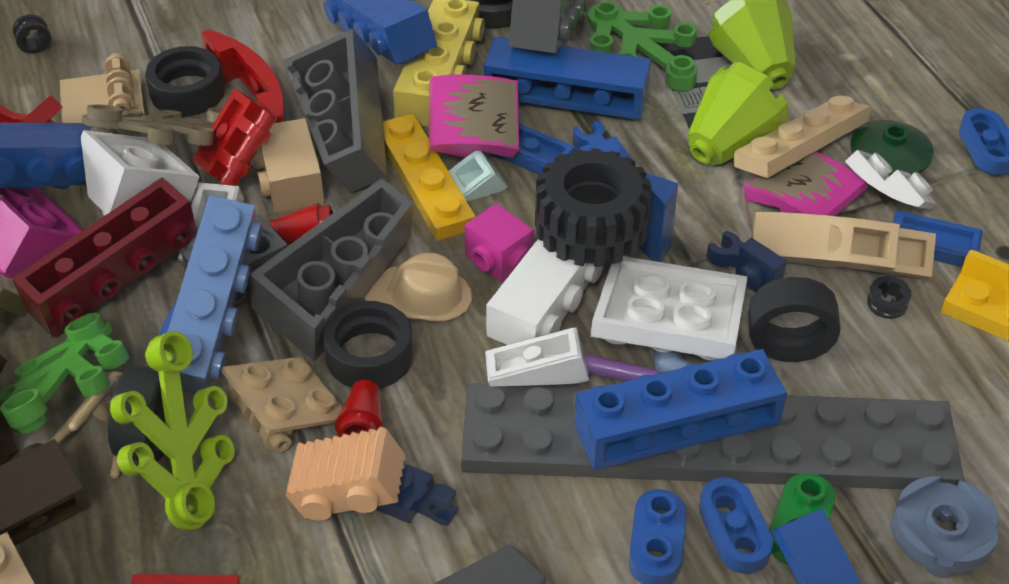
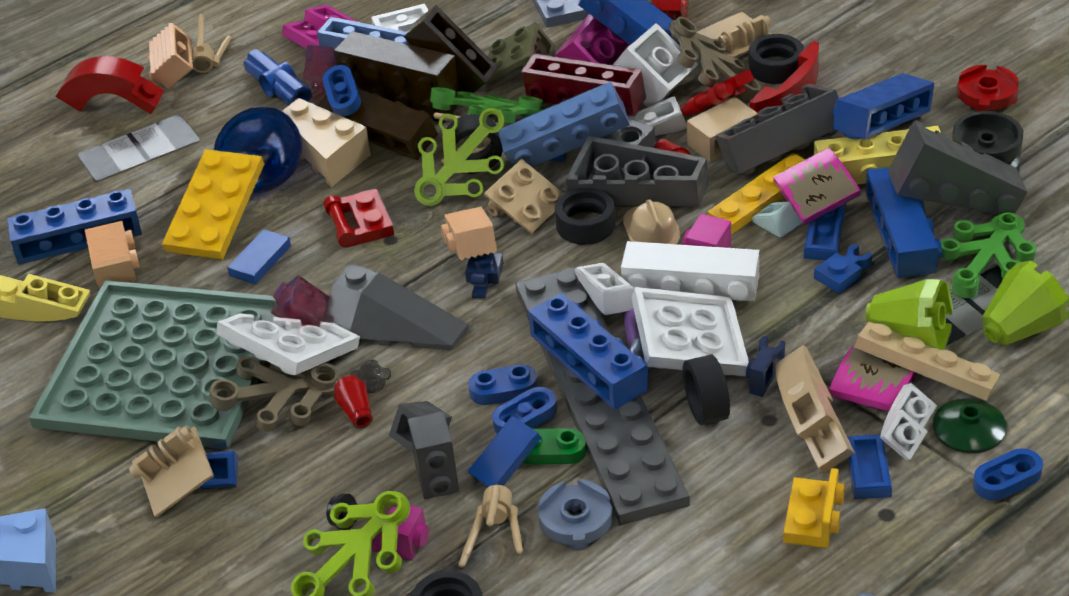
camera: 75 degrees right, 5 degrees down
(360, 409) = (528, 231): red cone -> none
(592, 207) = (726, 249): black tyre -> none
(660, 218) = (763, 297): blue slope -> none
(889, 286) = (791, 455): black bush -> none

